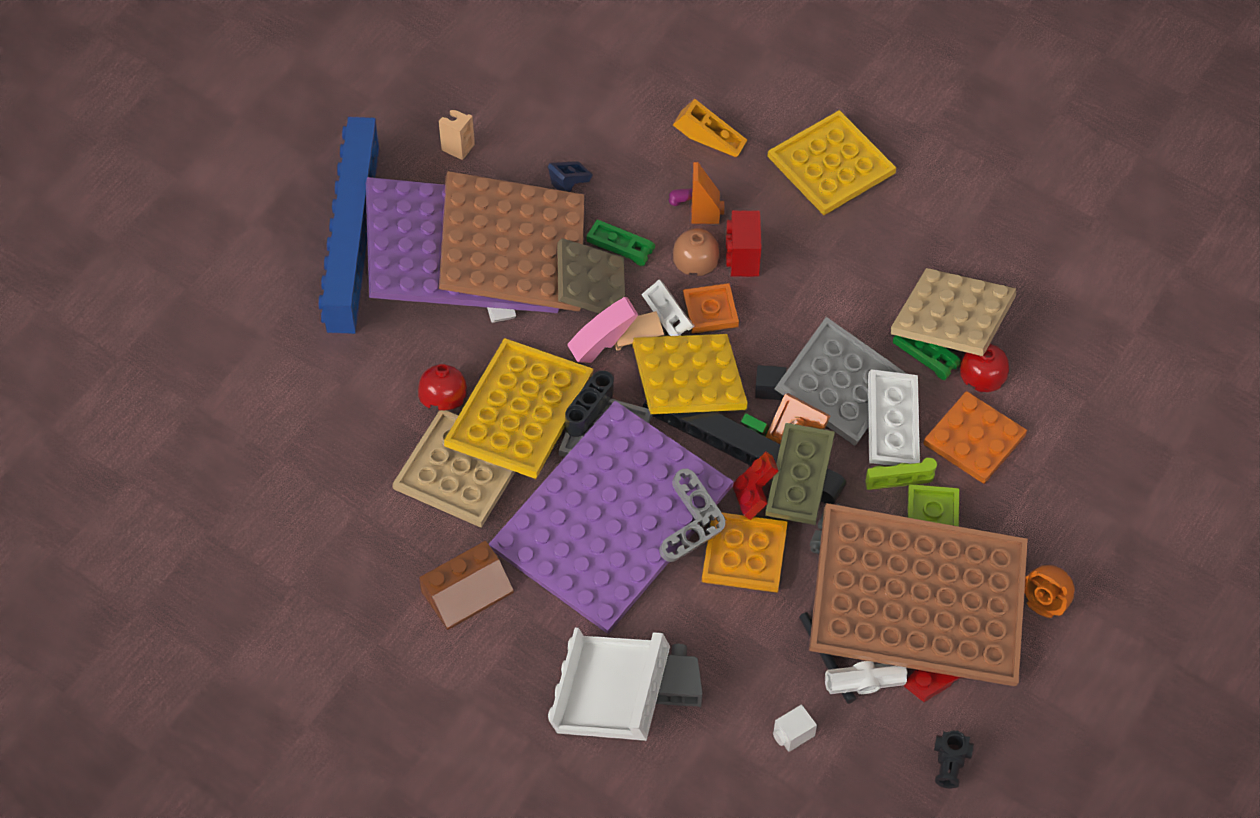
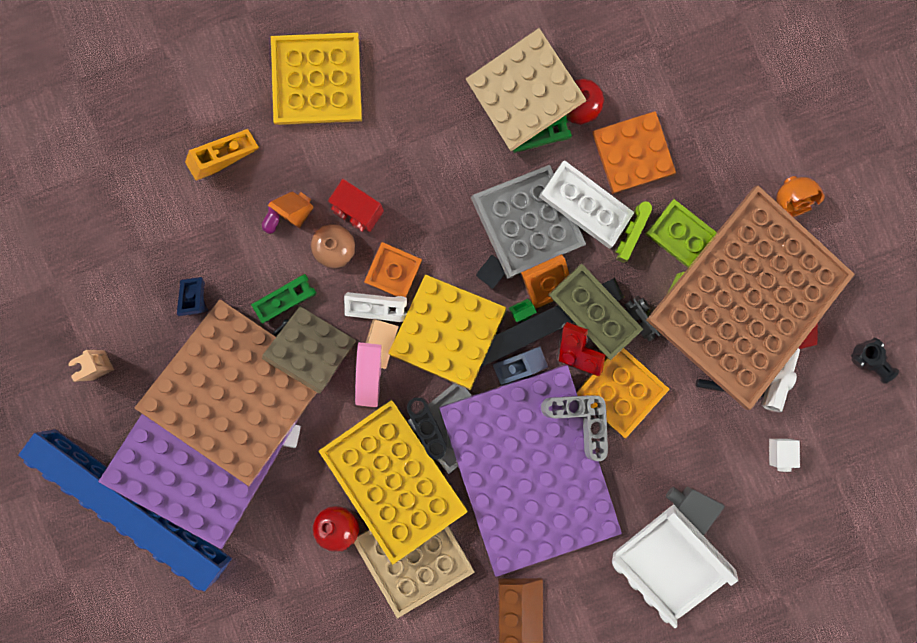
camera: 60 degrees left, 30 degrees up
(709, 449) = (520, 365): none -> sand blue slope

